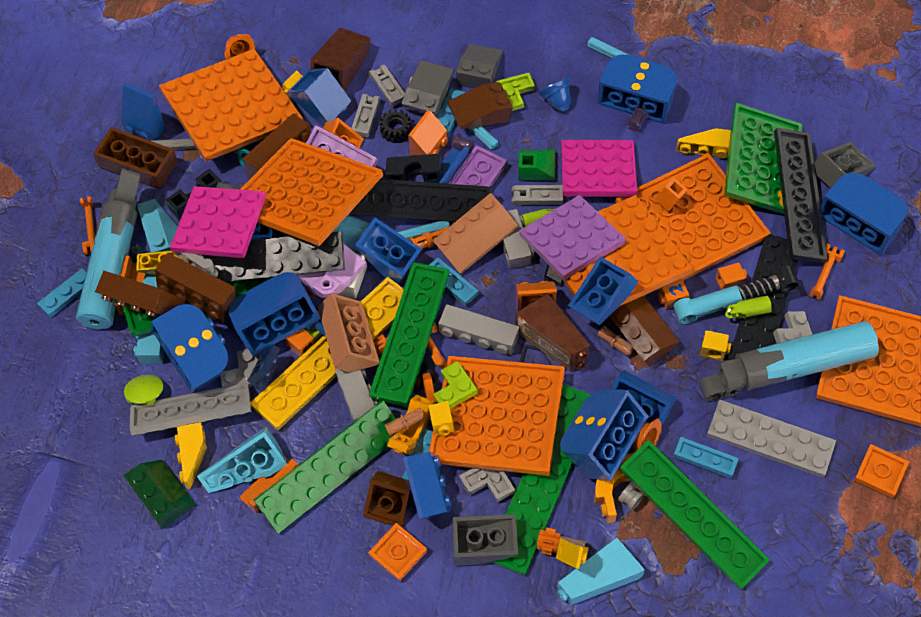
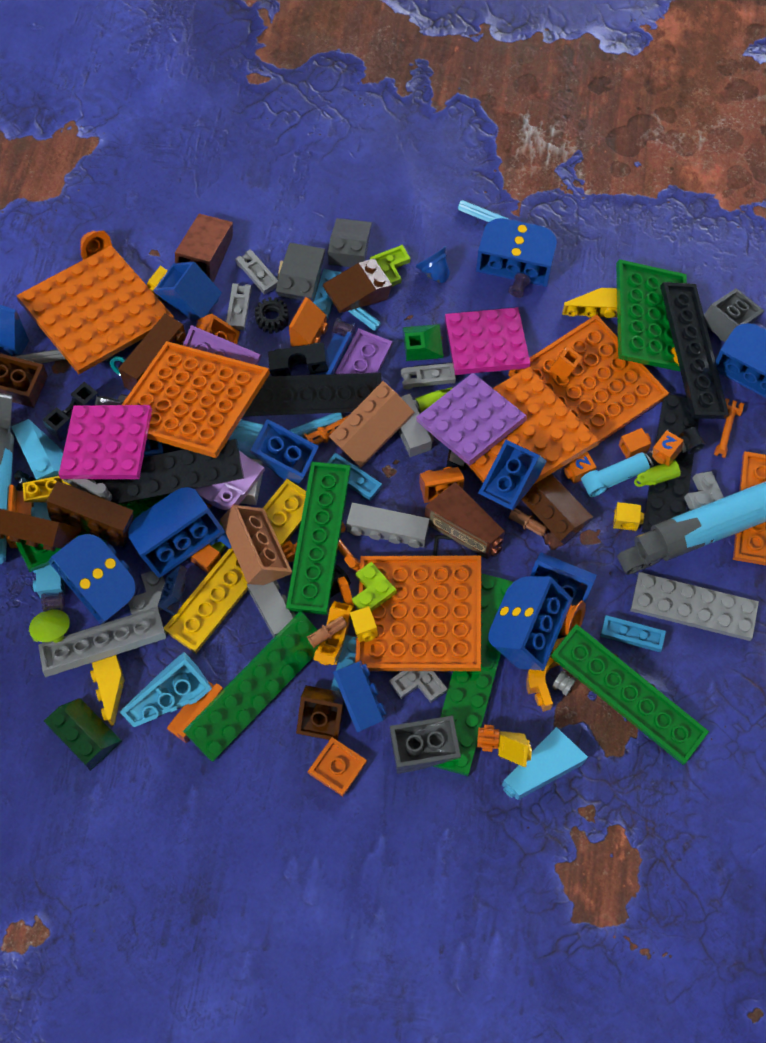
camera: 10 degrees left, 5 degrees up
(150, 367) = (53, 601): none -> clear purple bush
(760, 283) = (667, 448): none -> orange brick

